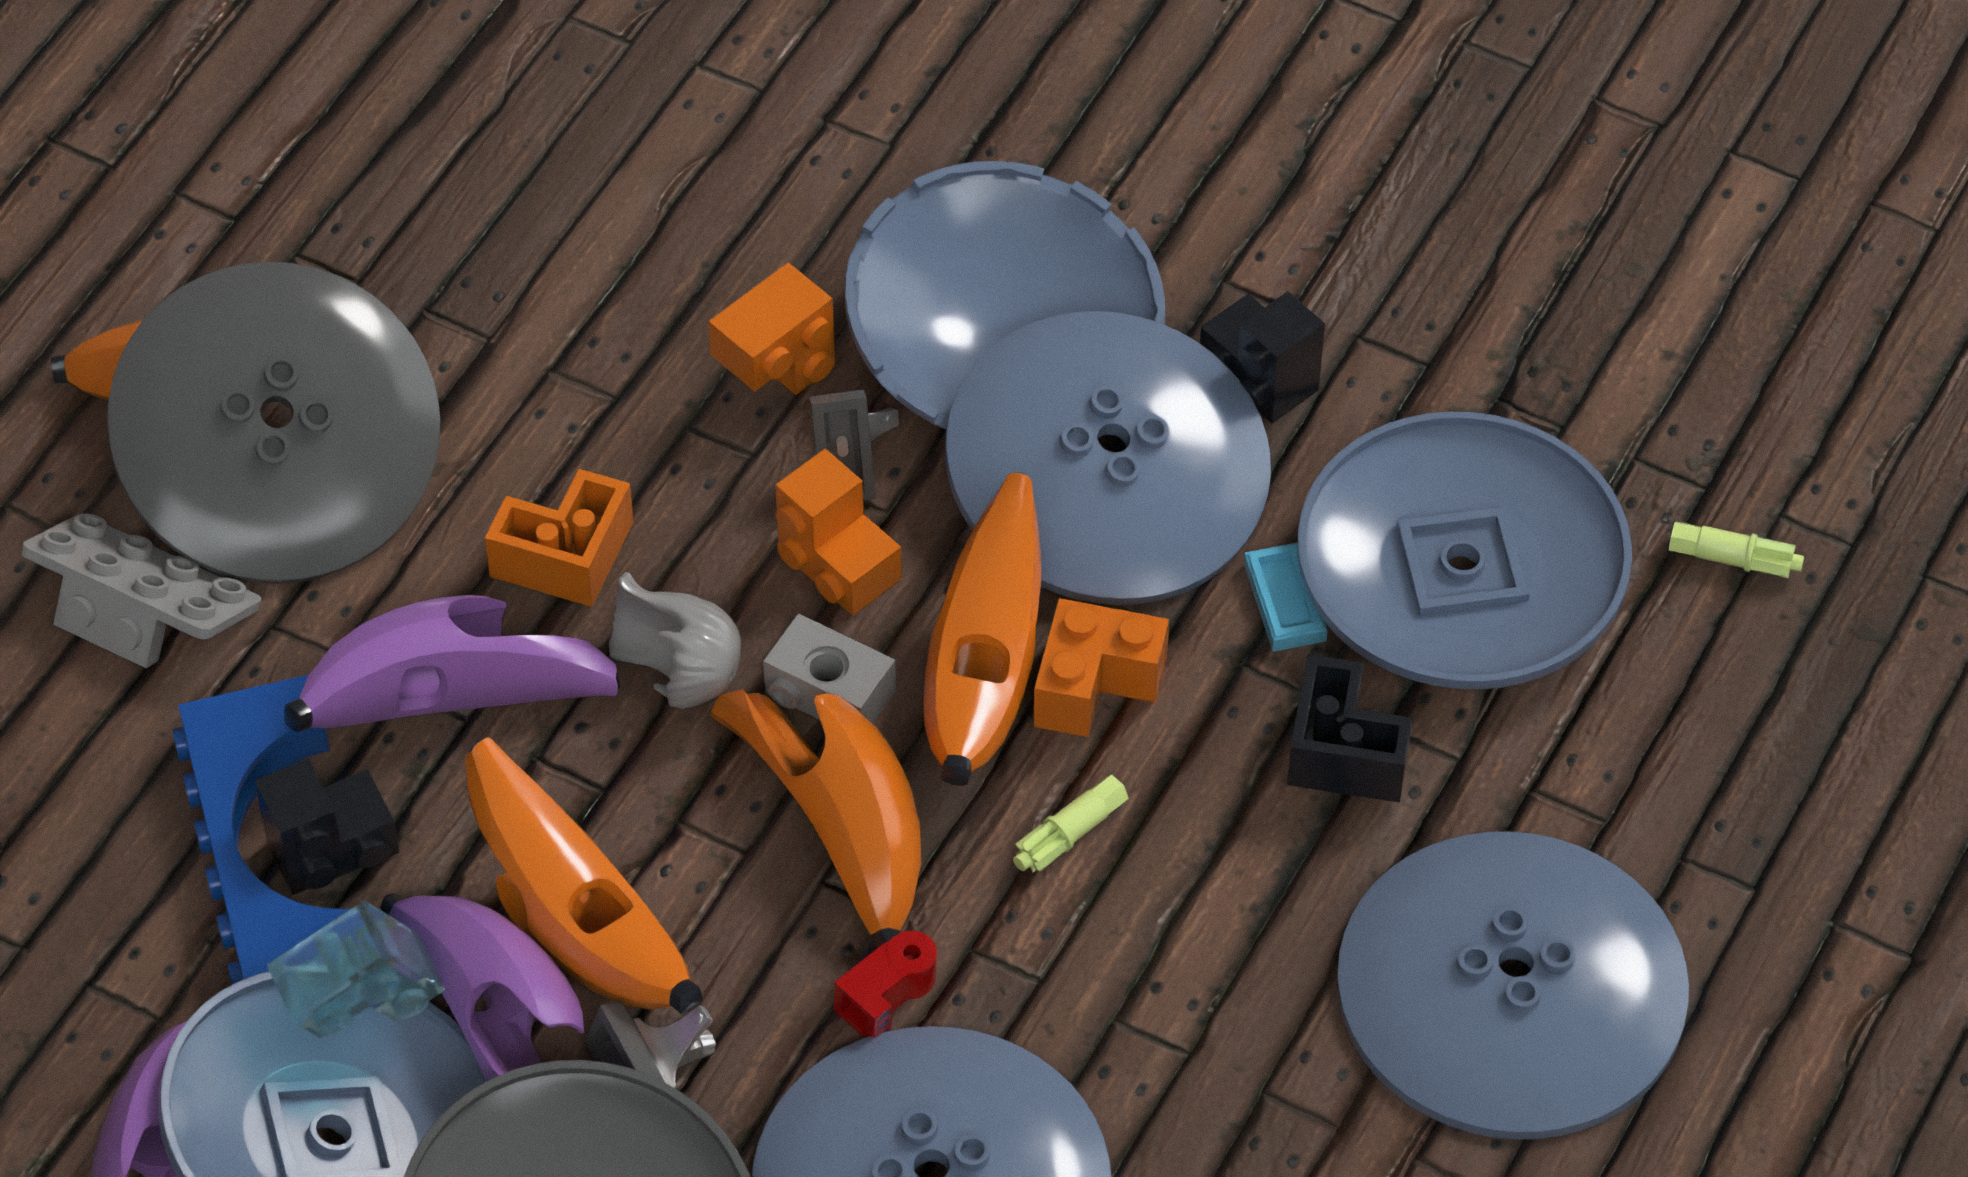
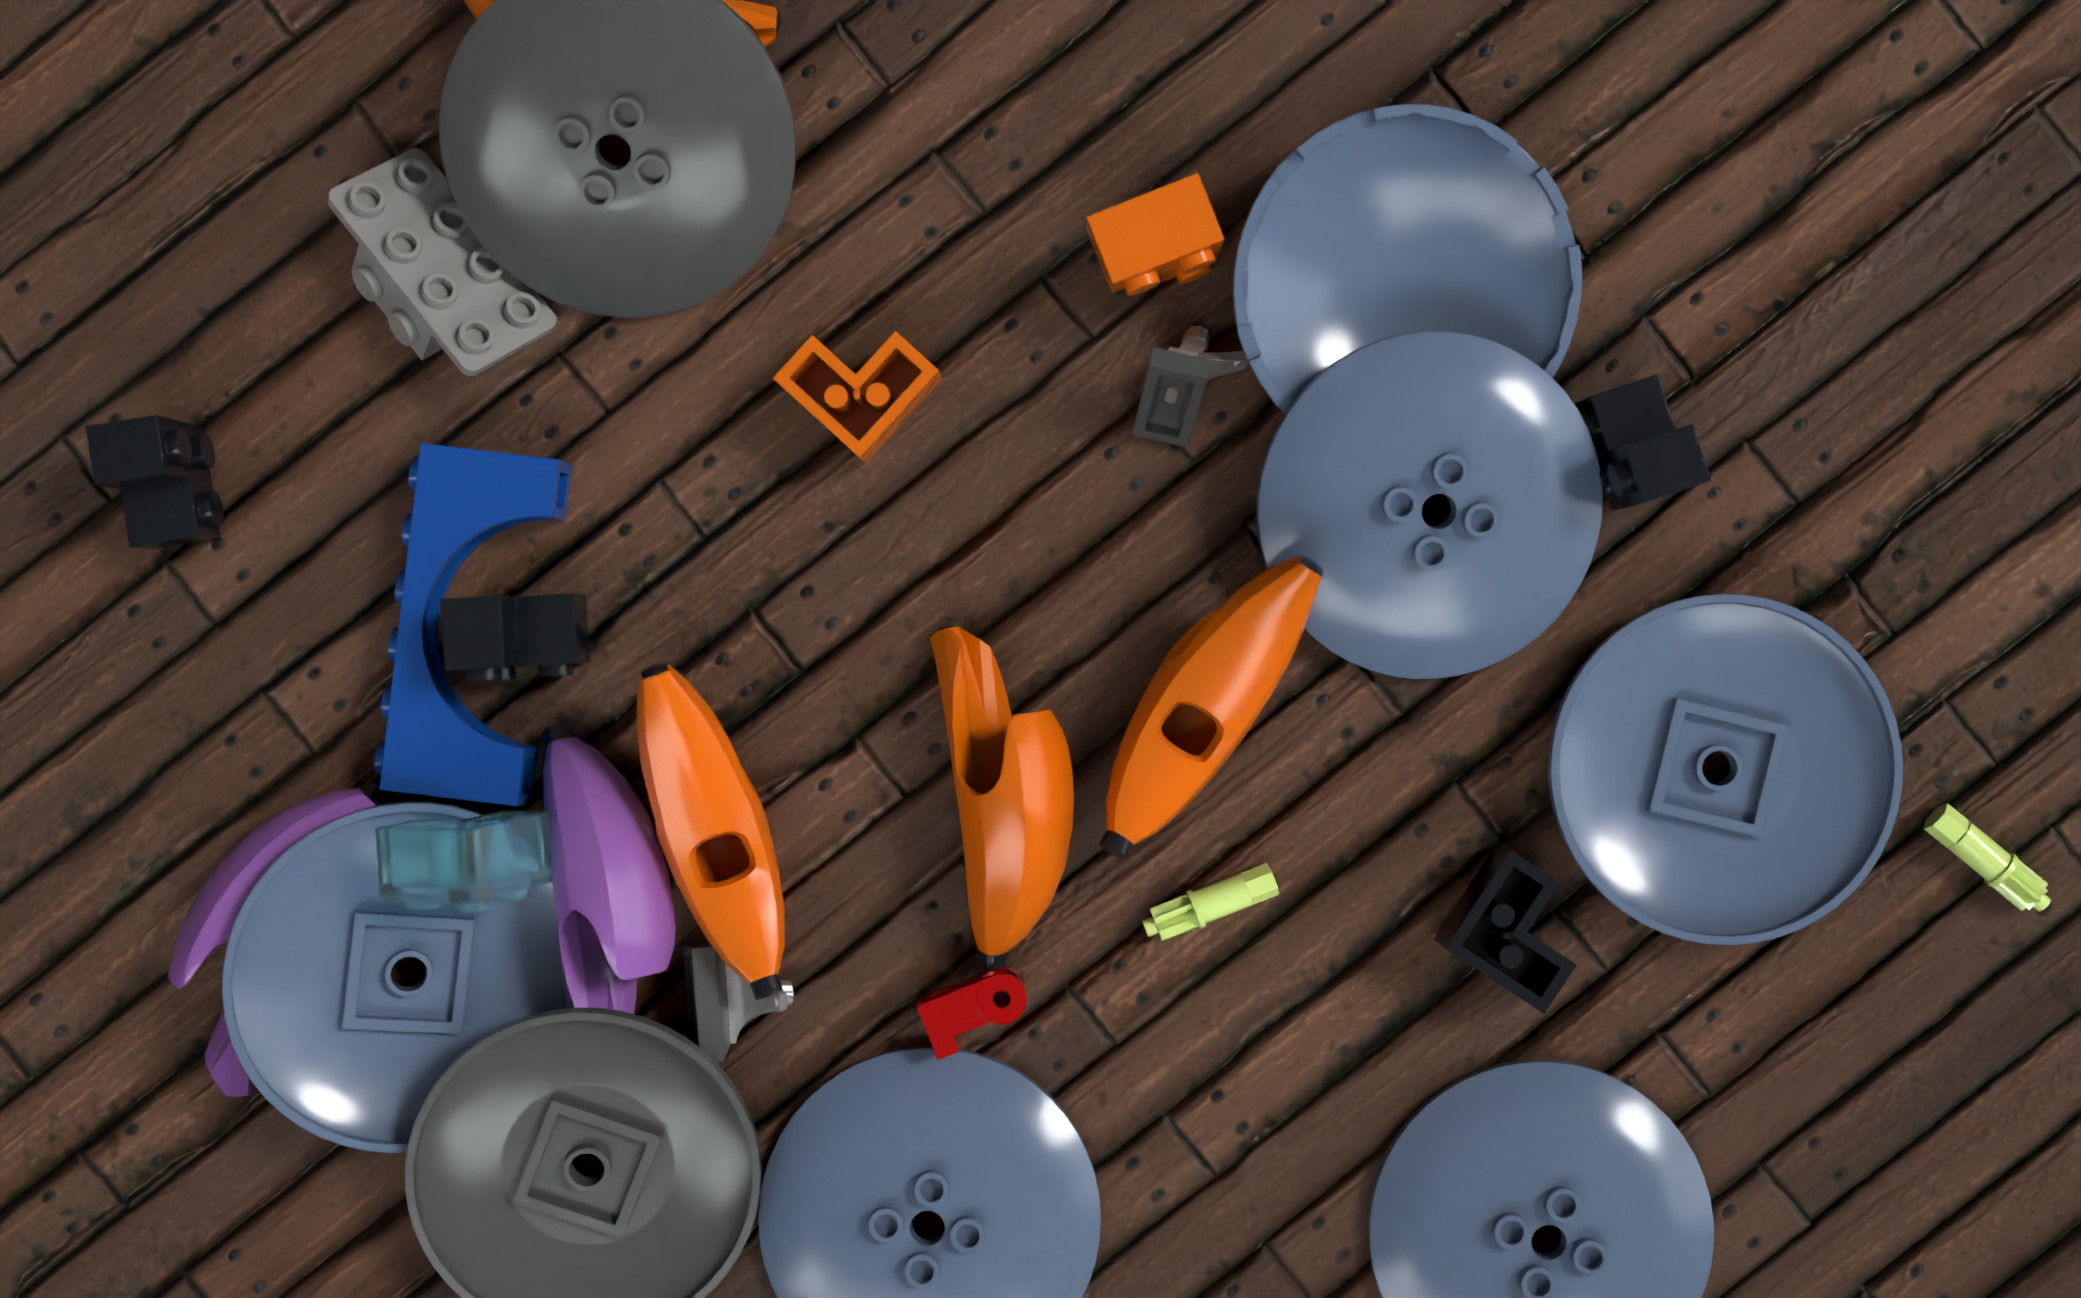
camera: 20 degrees right, 35 degrees up
(442, 660) = (654, 489): medium lavender piece -> none
(679, 637) = (938, 562): light grey piece -> none
(817, 653) = (1043, 616): light grey brick -> none
(830, 537) = (1122, 498): orange brick -> none
(1093, 653) = (1306, 728): orange brick -> none
(1282, 598) = (1526, 725): medium azure tile -> none

